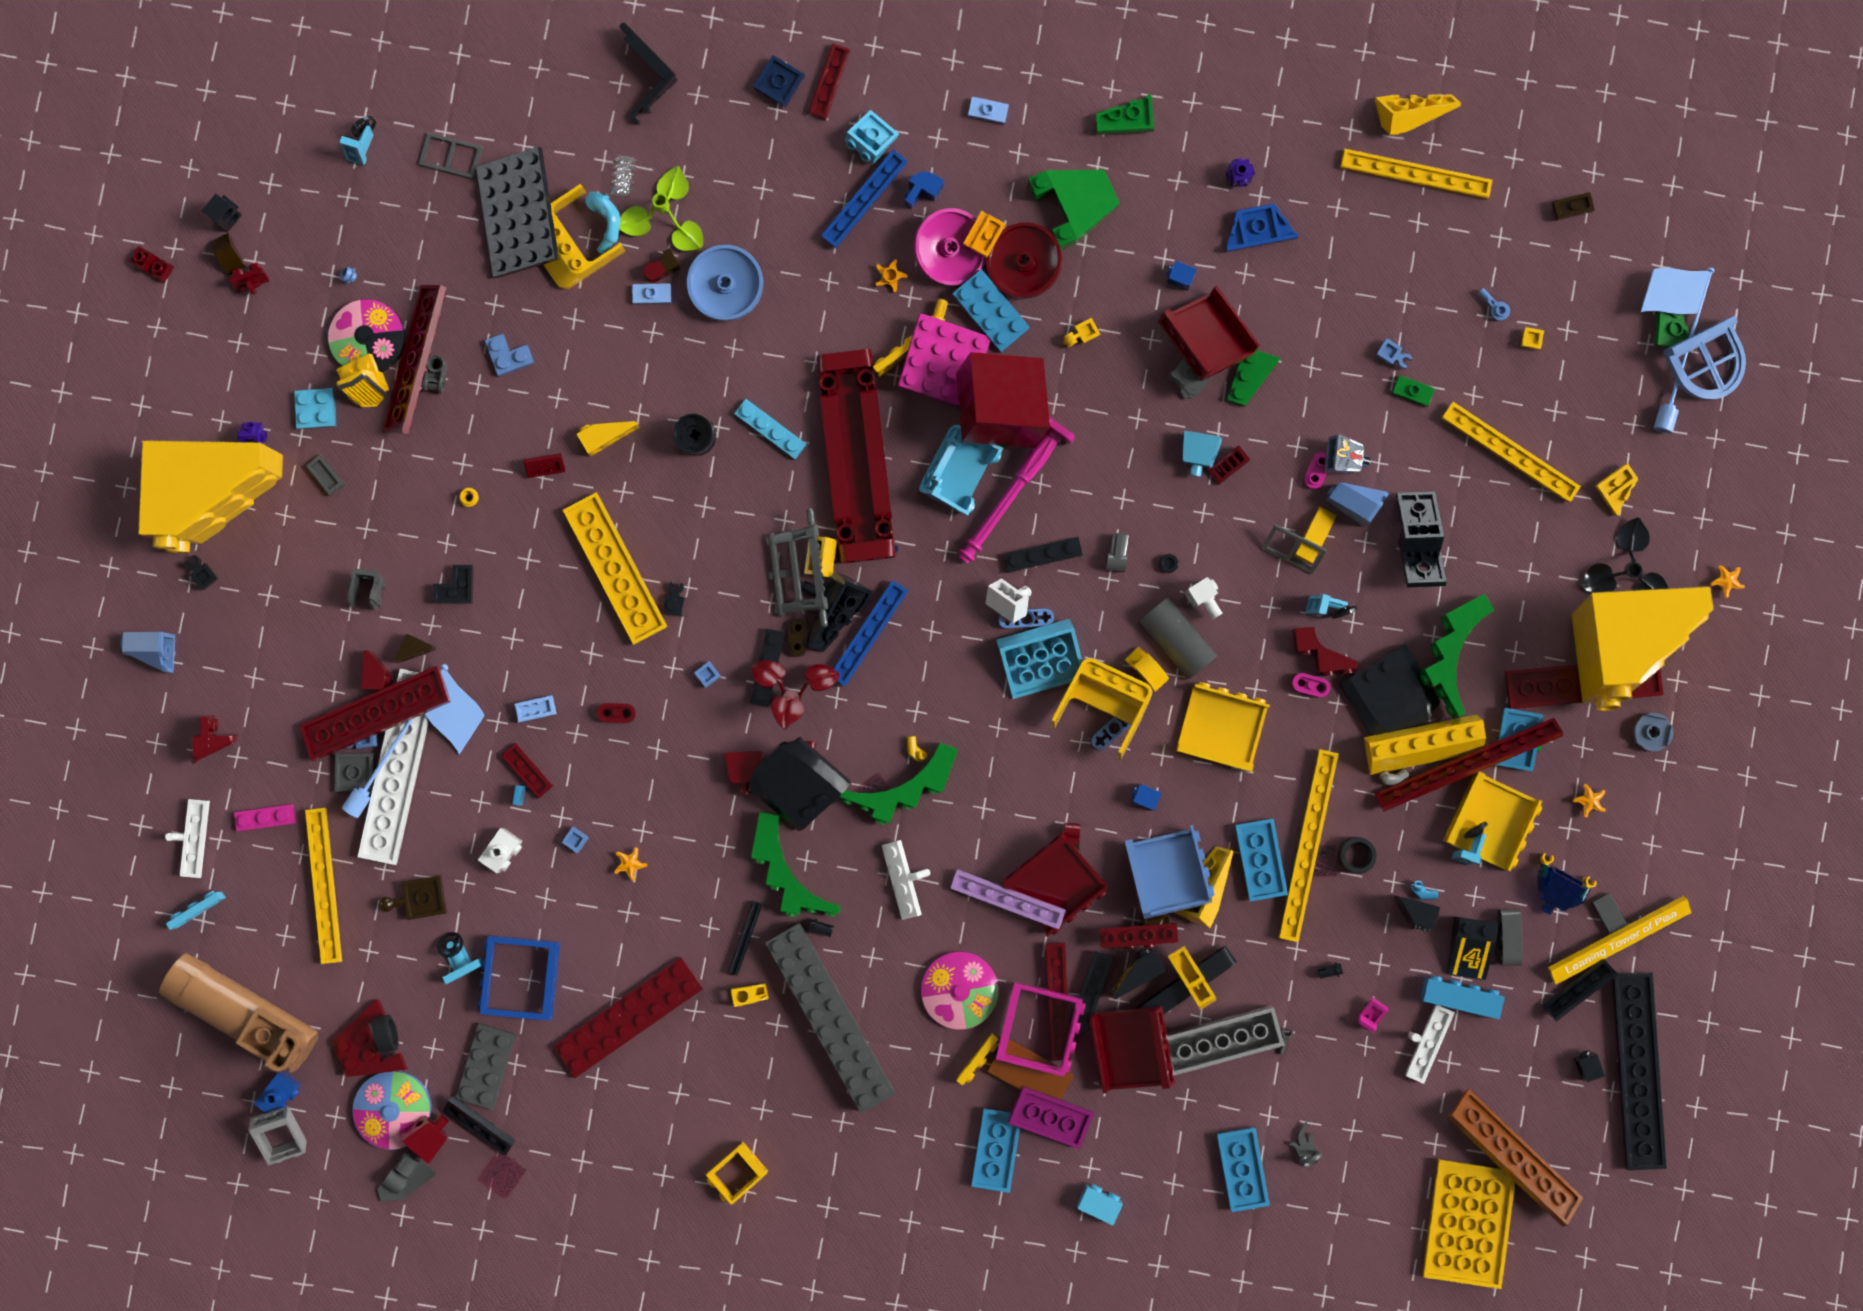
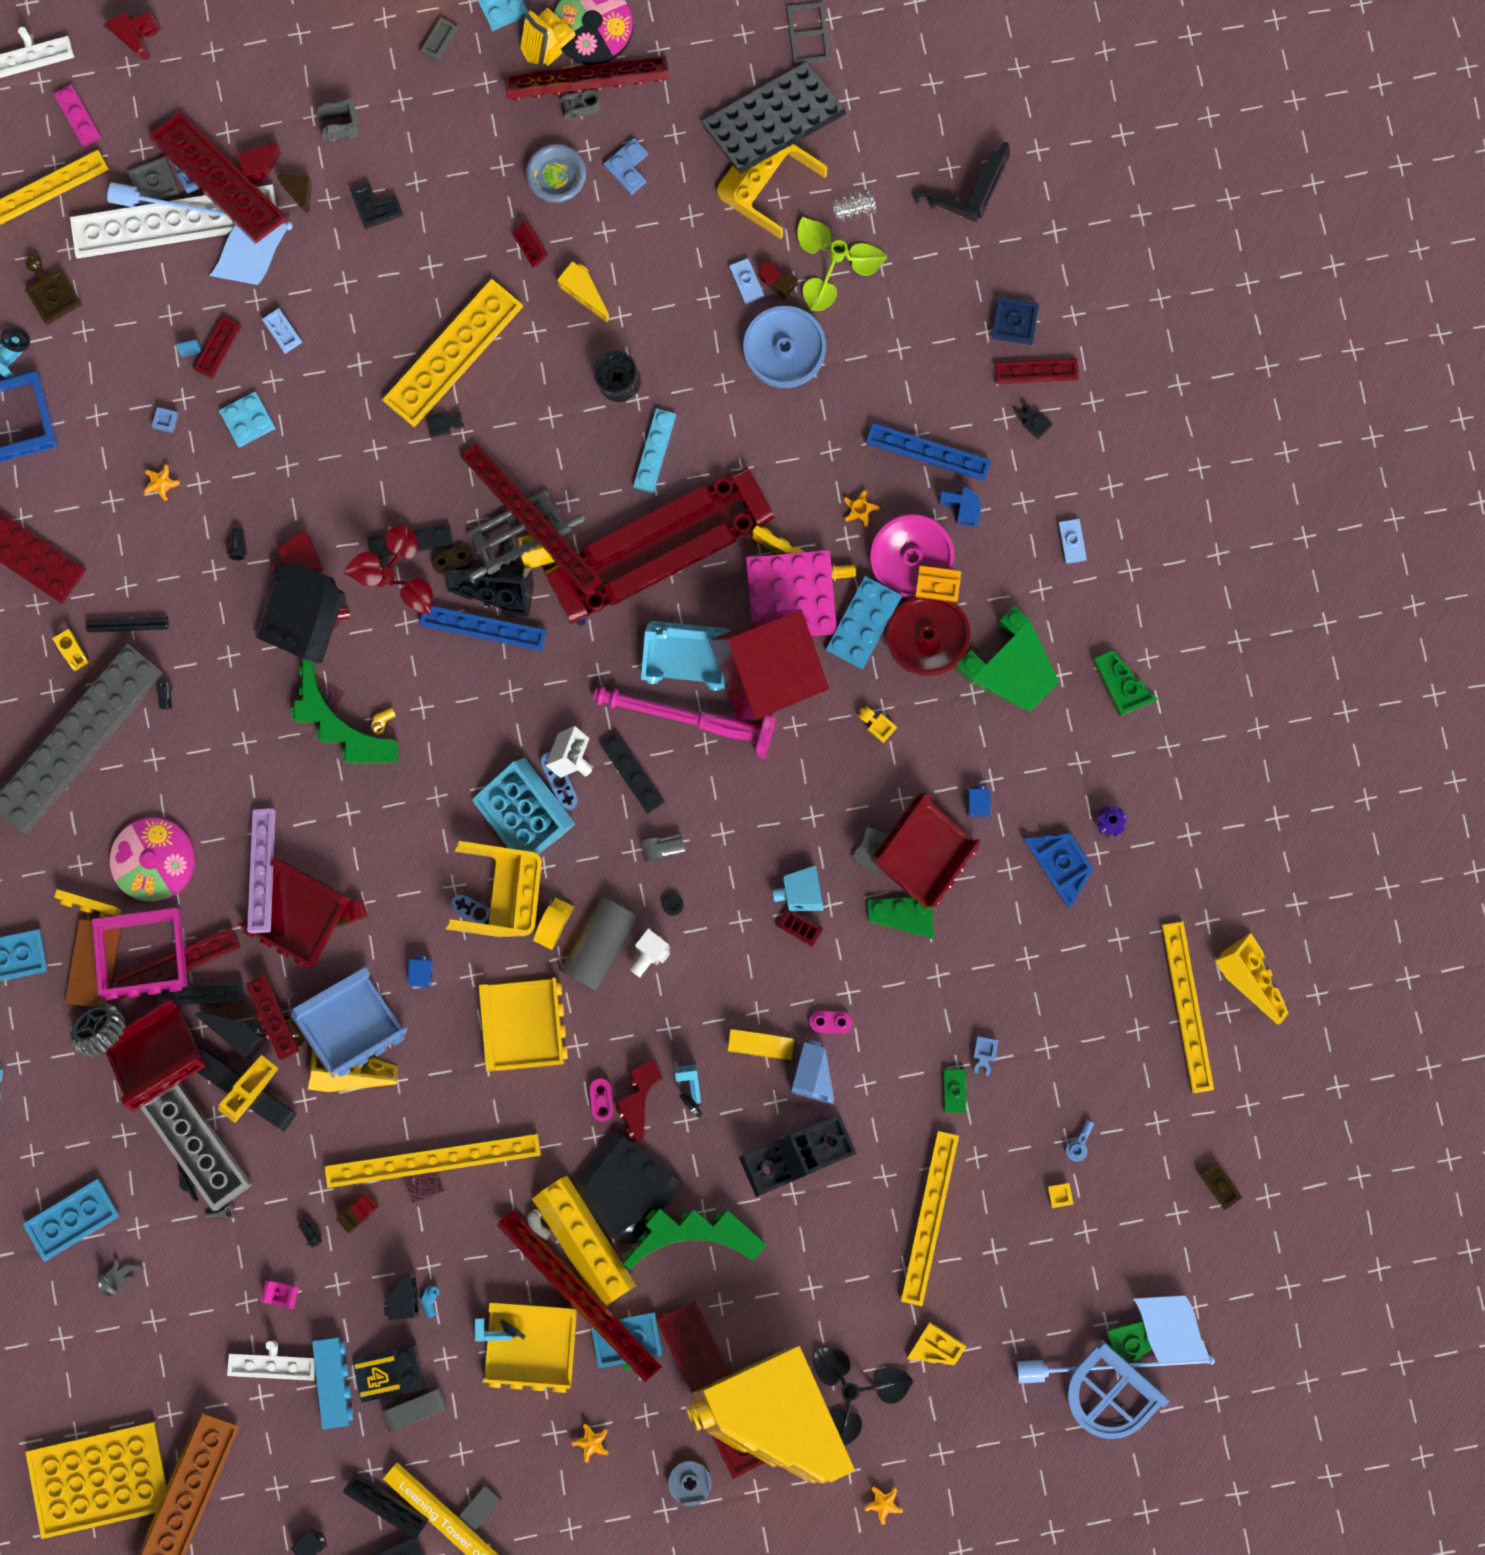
camera: 70 degrees right, 5 degrees down
(462, 497) = (470, 178): yellow plate -> none
(490, 418) = (555, 173): none -> sand blue piece
(500, 851) = (126, 352): white brick -> none
(601, 204) = (814, 199): medium azure piece -> none
(602, 768) = (247, 419): none -> medium azure plate
(616, 713) = (307, 411): dark red plate -> none
(707, 674) = (380, 484): medium blue plate -> none
(712, 817) = (237, 546): none -> black cone
(779, 876) = (203, 633): green arch -> none
(794, 554) = (531, 519): none -> dark red plate
(870, 137) = (994, 433): medium azure plate -> none
(874, 99) = (1035, 423): none -> black plate
(902, 879) = (244, 758): white plate -> none
(1050, 1117) = (53, 998): magenta plate -> none
(1092, 1088) = (97, 1030): none -> dark grey gear
(1249, 1060) = (186, 1184): none -> black piece
(1261, 860) = (399, 1117): dark azure plate -> none
(1288, 557) = (726, 1026): dark grey window -> none
(1328, 925) = (357, 1213): none -> leg
(1345, 456) = (855, 1043): torso -> none
(1371, 858) = (425, 1215): black tyre -> none
(1560, 888) = (485, 1444): clear blue torso -> none

